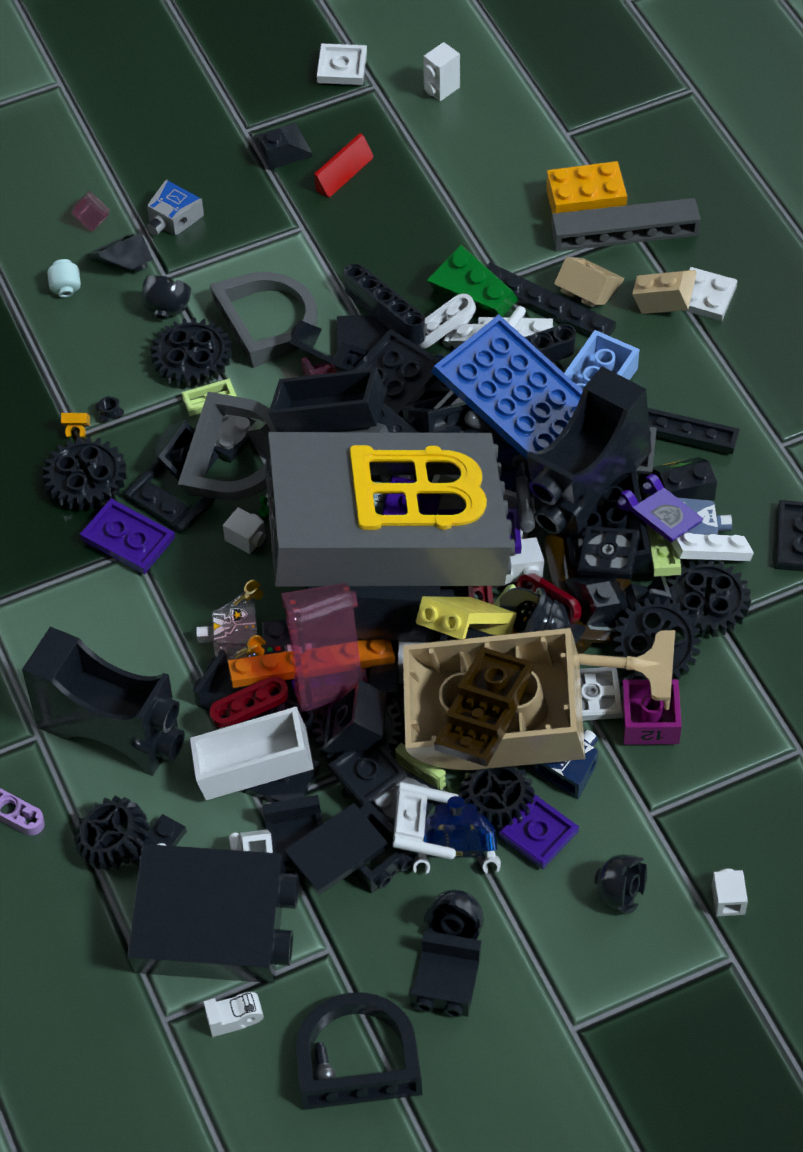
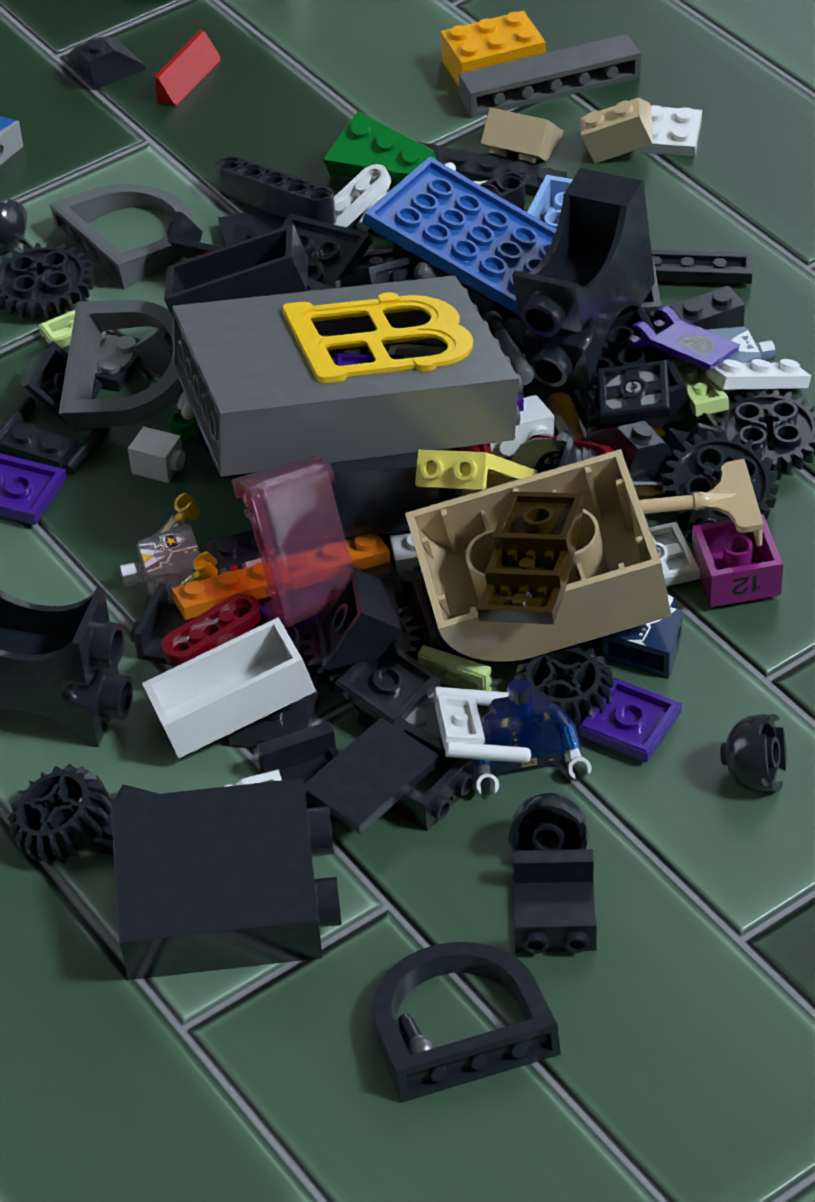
camera: 10 degrees left, 10 degrees down
(233, 1013) = (275, 1000): white leg -> none

